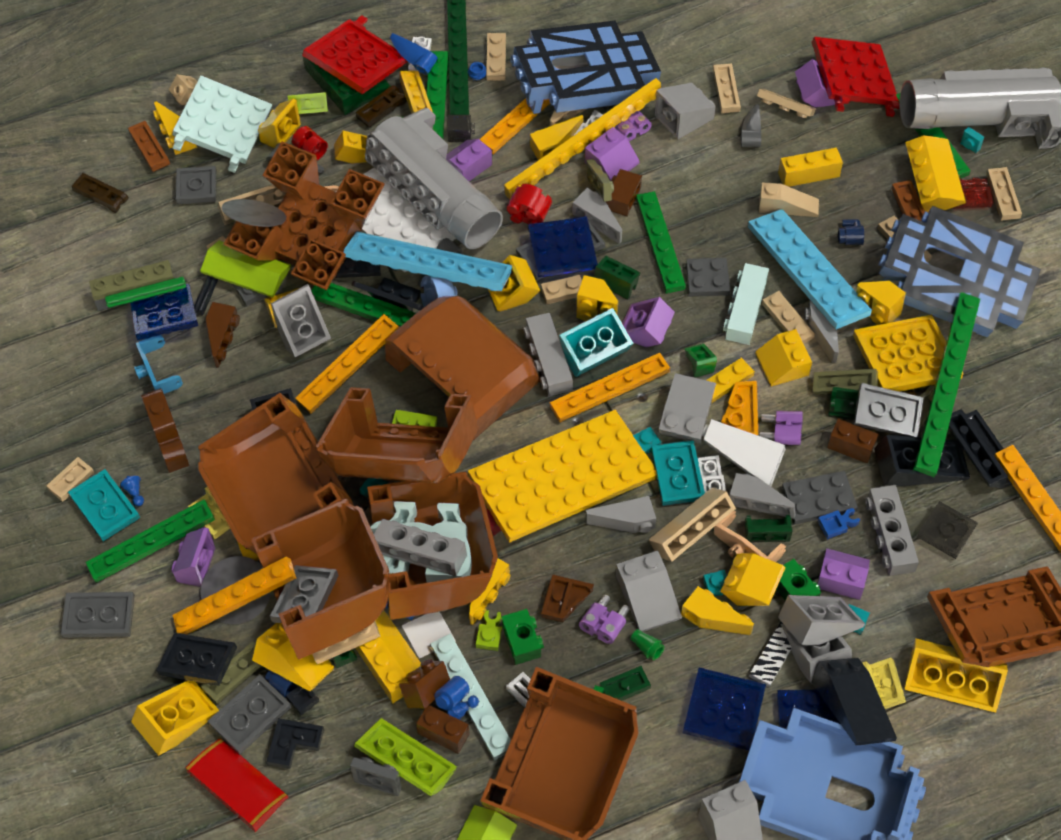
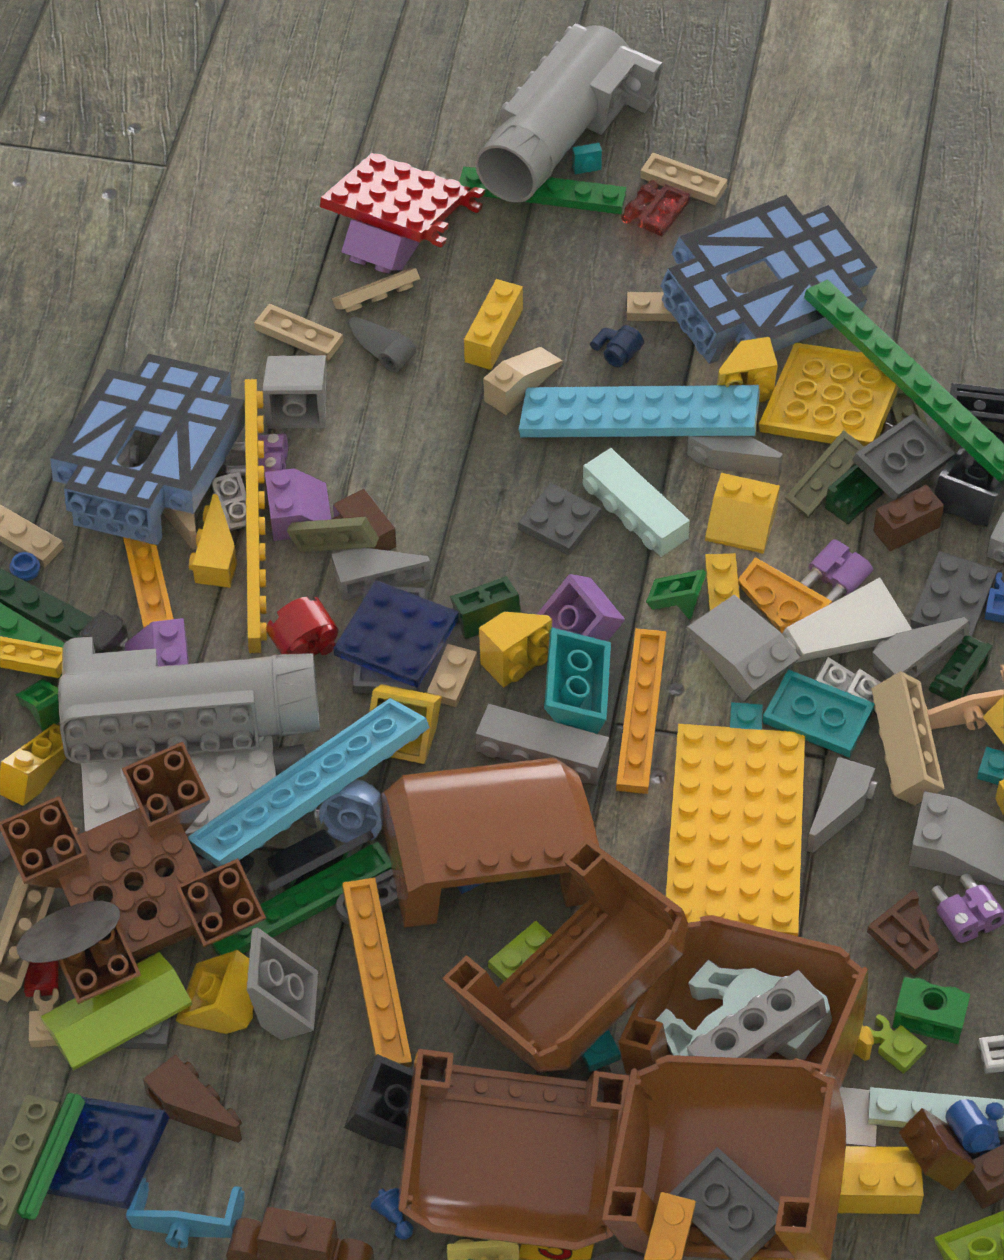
camera: 55 degrees left, 5 degrees down
(205, 295) = (105, 1083): black axle -> none
(660, 242) = (469, 535): green plate -> none
(787, 316) = (683, 477): tan plate -> none
(908, 199) = (626, 268): dark orange plate -> none
(935, 172) = (608, 219): yellow slope -> none

